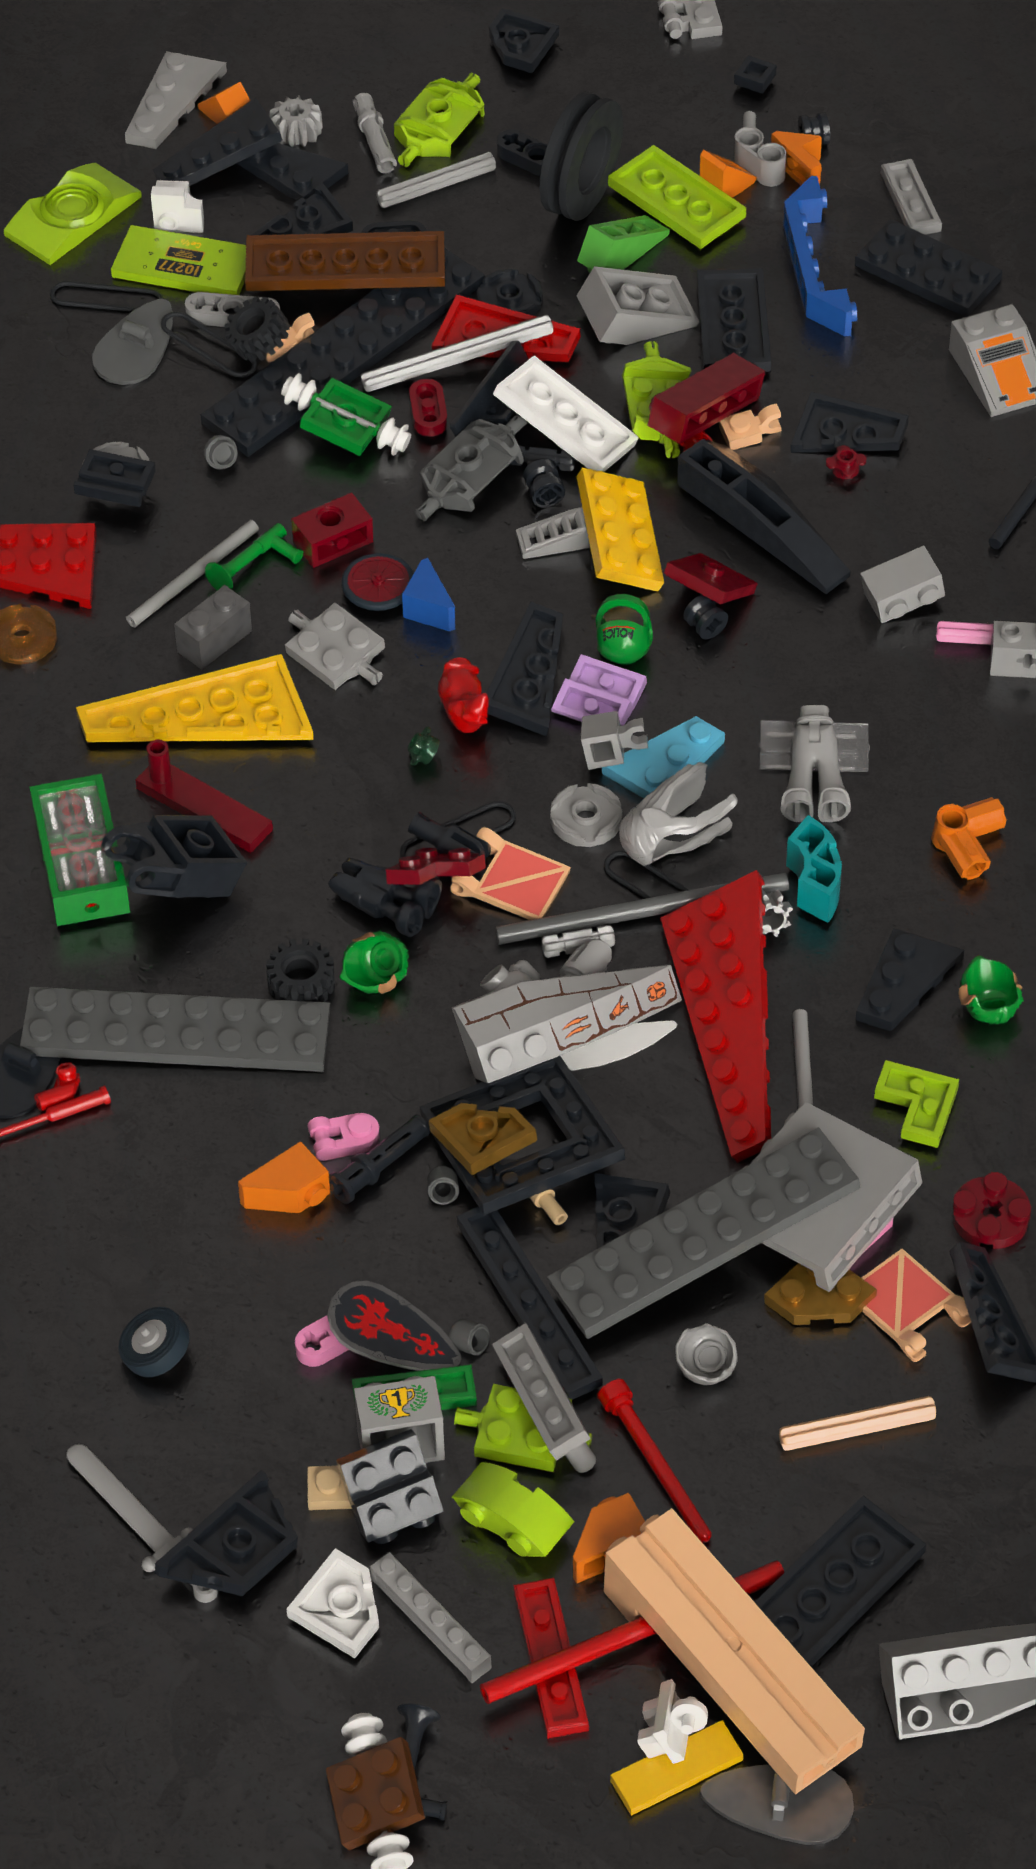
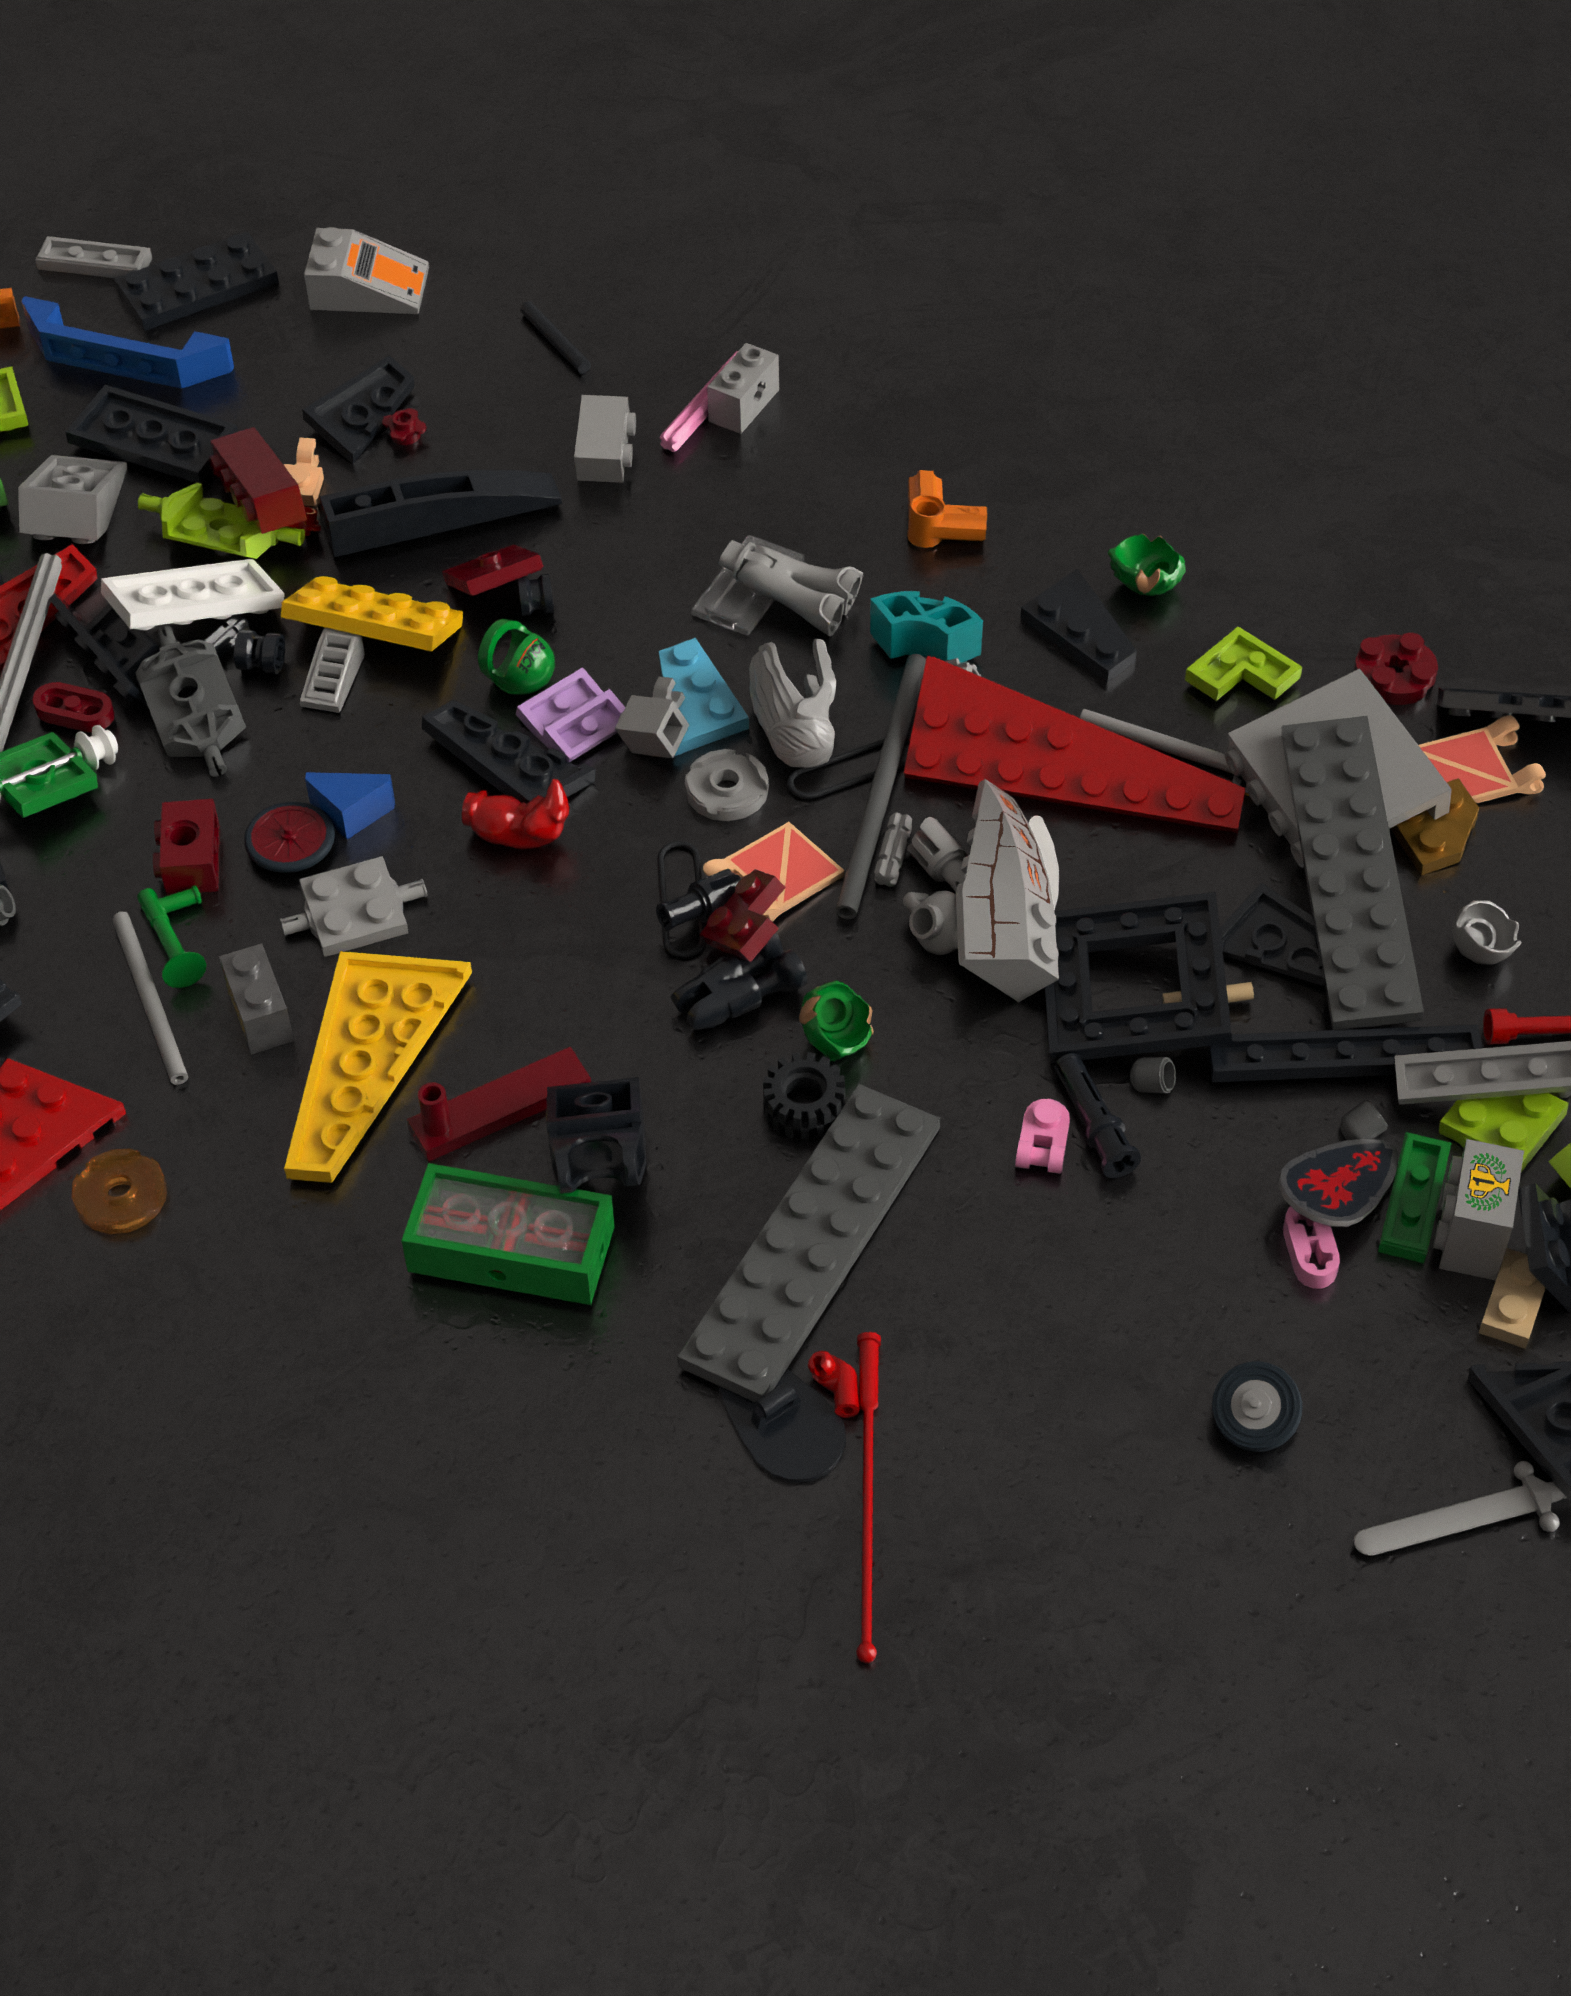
camera: 65 degrees left, 0 degrees up
(286, 1183) = (1091, 1202): orange slope -> none
(423, 747) = (563, 875): clear green plate -> none
(482, 1136) = (1140, 1000): pearl gold plate -> none

